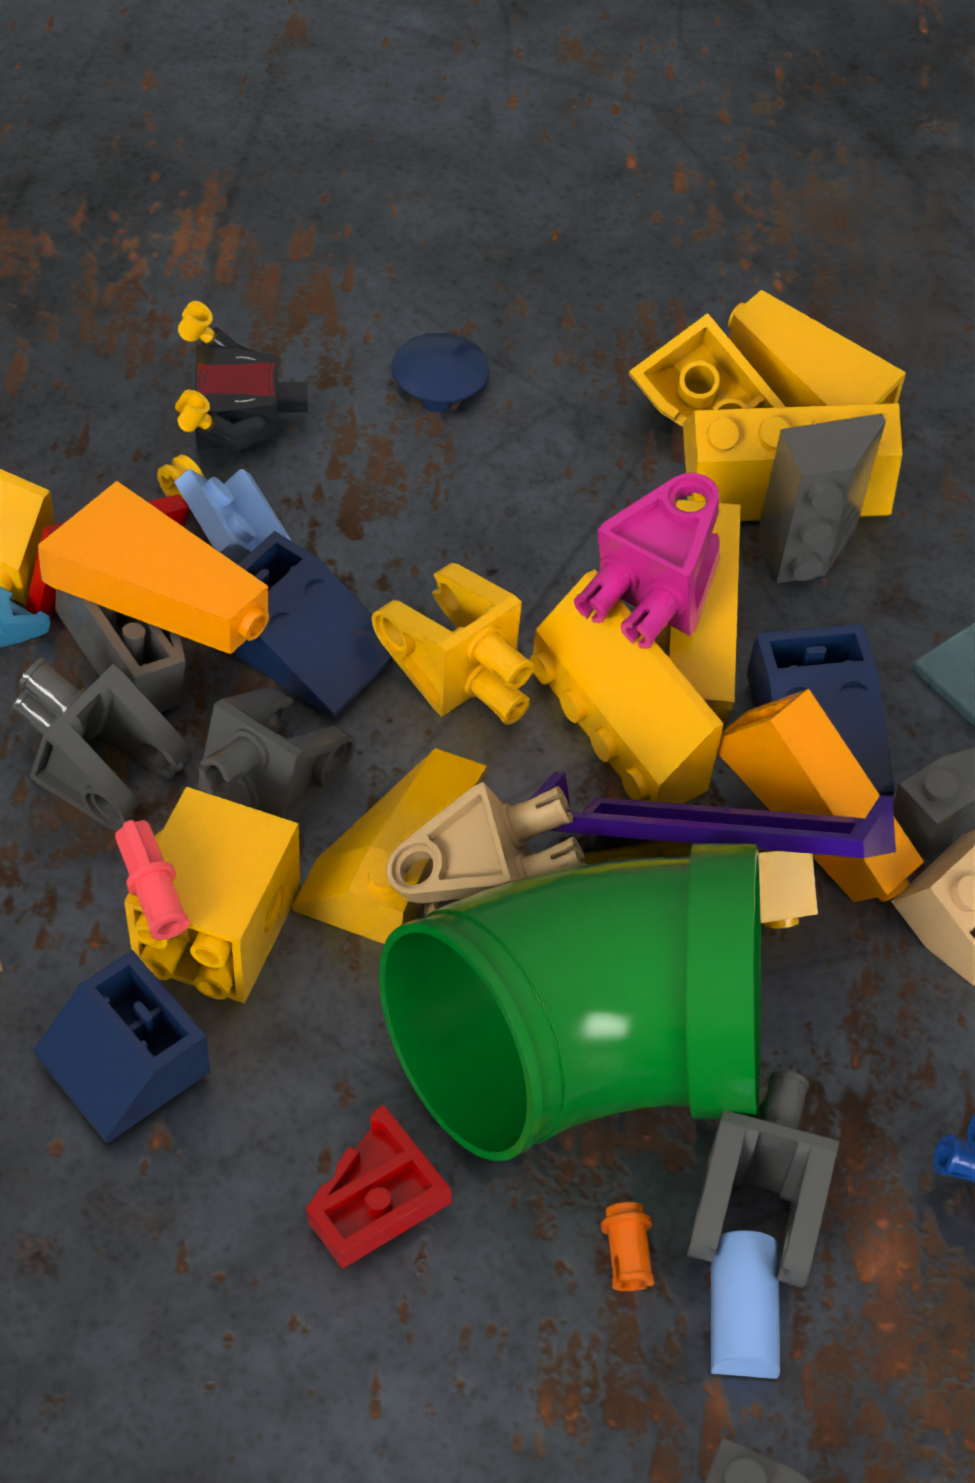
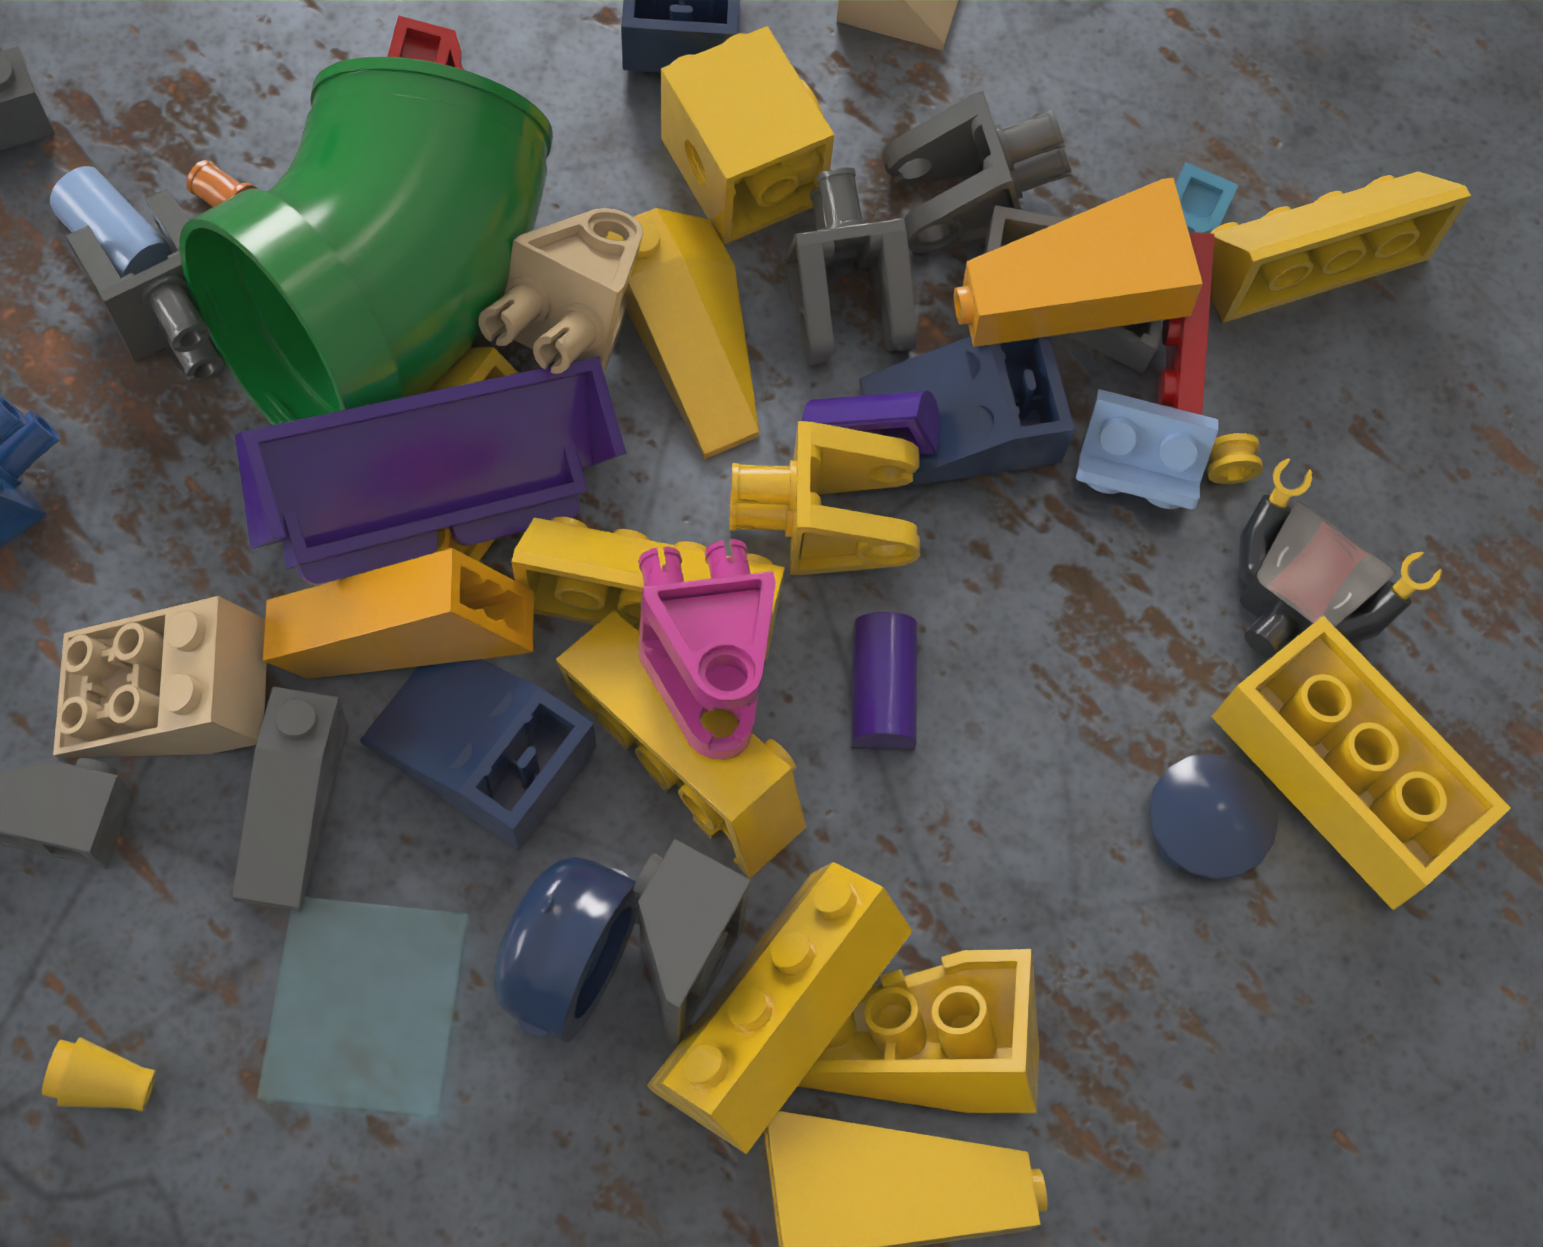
camera: 130 degrees right, 15 degrees up
(151, 880) = (759, 35): coral axle -> none
(343, 307) = (1359, 762): none -> yellow slope
(374, 660) = (898, 415): none -> dark purple brick
(540, 557) = (884, 681): none -> dark purple brick
(884, 556) = (564, 946): none -> dark blue piece

